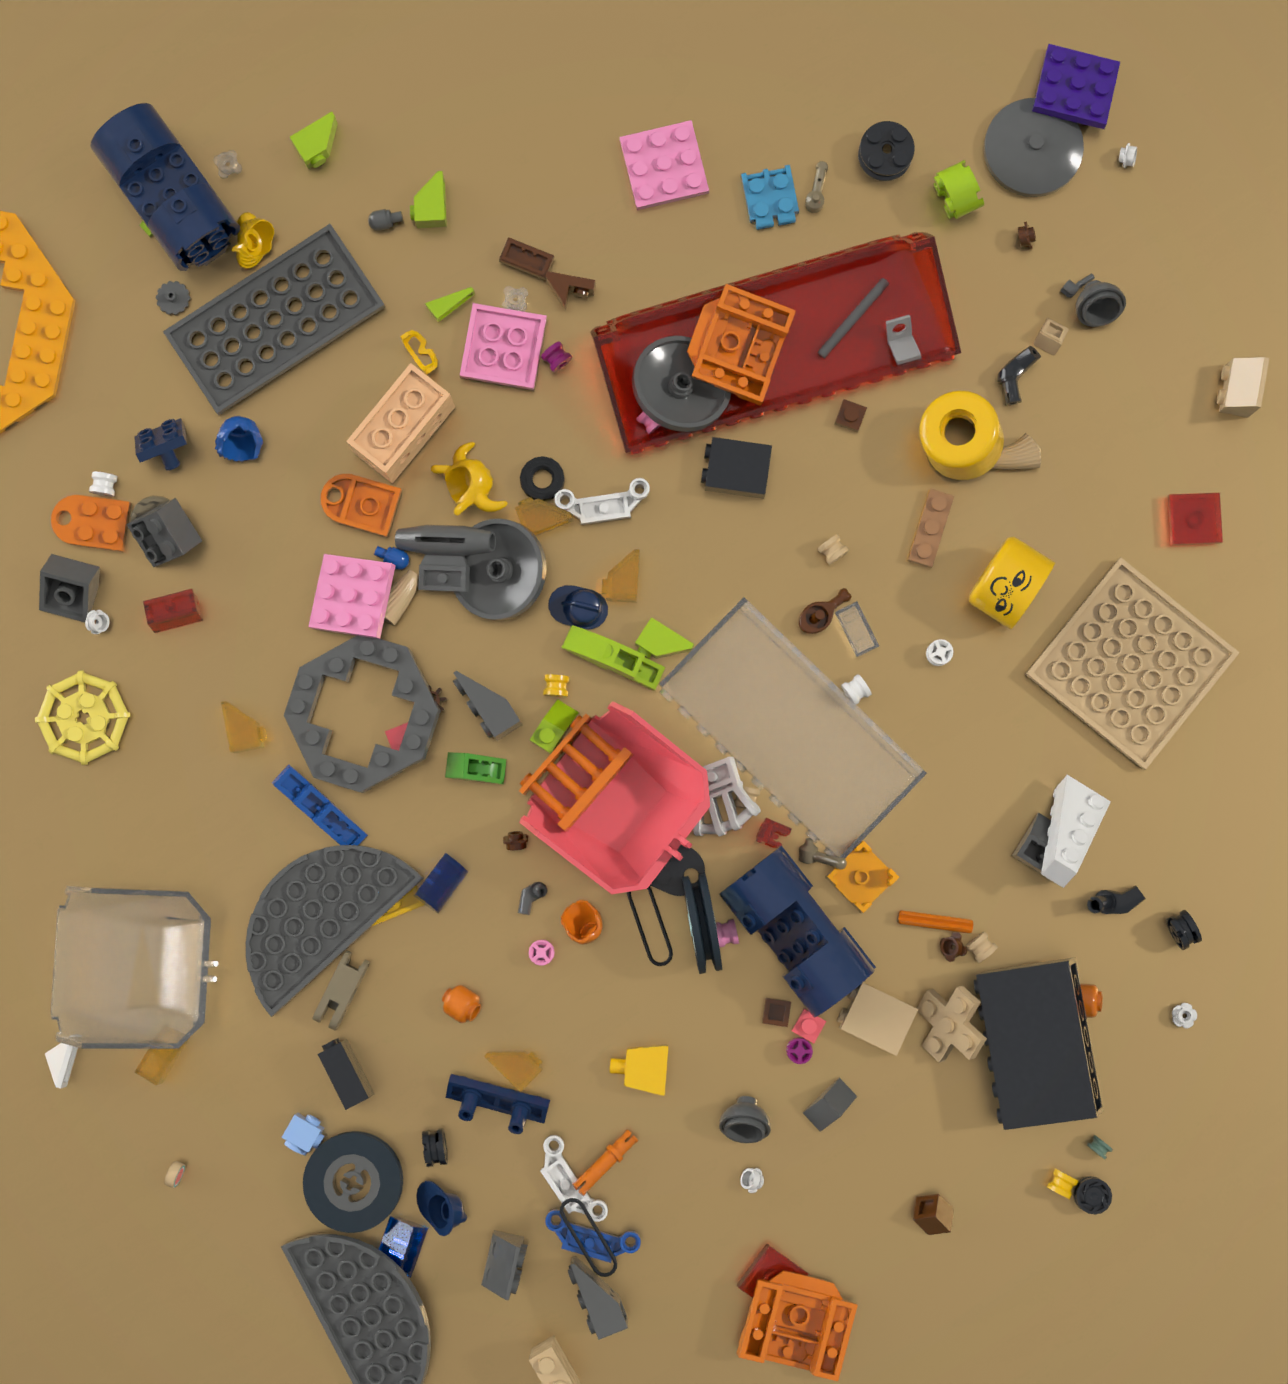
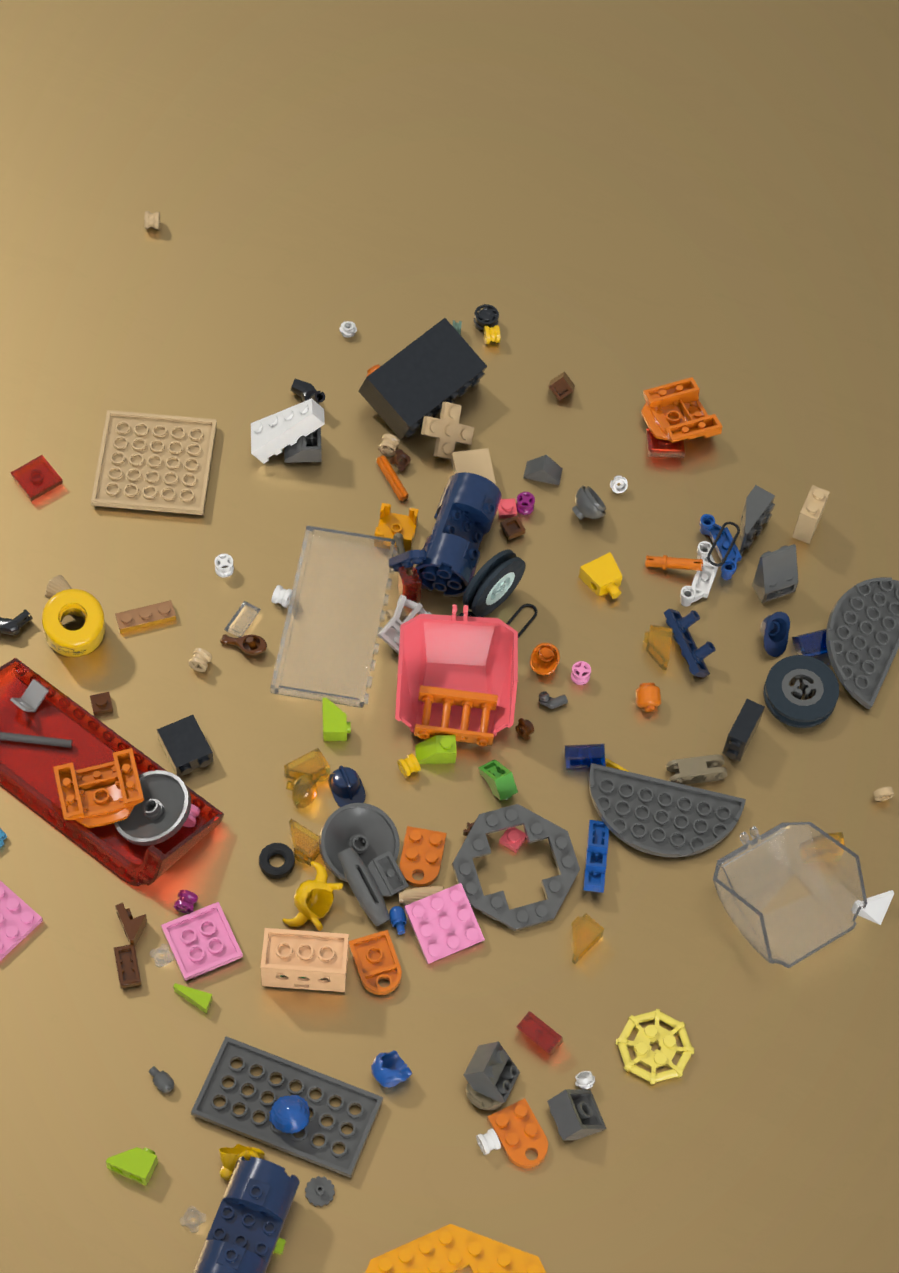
camera: 130 degrees left, 25 degrees down
(161, 442) = (430, 1118): dark blue plate -> none
(257, 310) = (290, 1114): none -> blue hair
(303, 1134) = (797, 736): light blue brick -> none
(405, 339) = (240, 1001): yellow helmet -> none
(430, 204) = (129, 1053): lime slope -> none
(435, 1147) = (743, 657): black wheel -> none
(448, 631) = (422, 854): none -> orange plate
(495, 710) = (454, 786): dark grey slope -> none
(600, 555) = (303, 790): none -> clear yellow piece
(603, 507) = (267, 808): white plate -> none
(613, 656) = (365, 743): lime slope -> none
(794, 844) = (407, 559): none -> dark blue plate
(1011, 581) = (152, 541): yellow piece -> none
(1183, 930) = (298, 351): black wheel -> none

